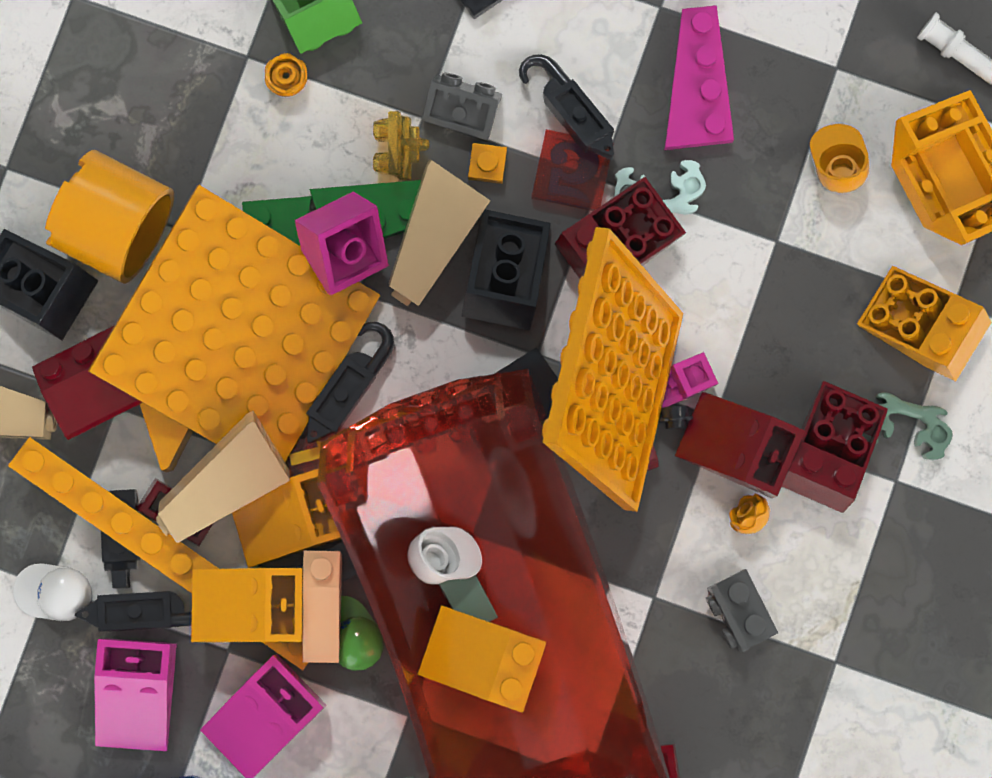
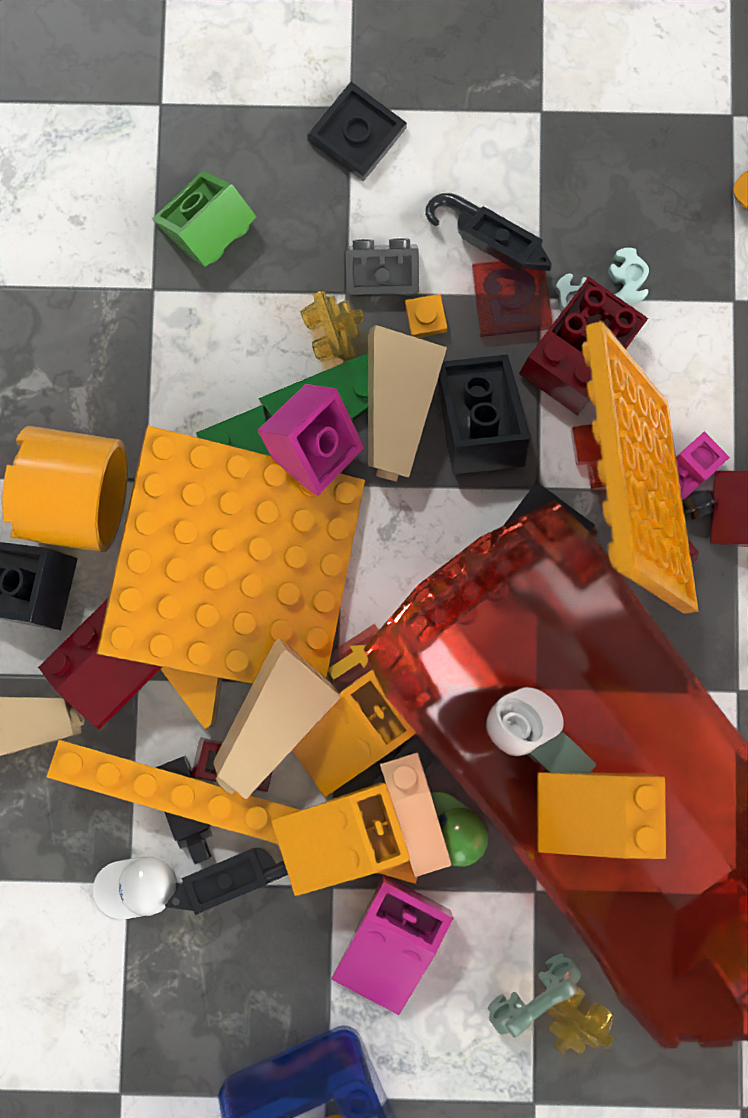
camera: 15 degrees left, 0 degrees up
(133, 693) = (251, 964): slope -> none
(278, 67) = (191, 284): light orange plate -> none
(348, 385) = (363, 580): black plate -> none
(699, 86) = (608, 176): dark pink wing -> none

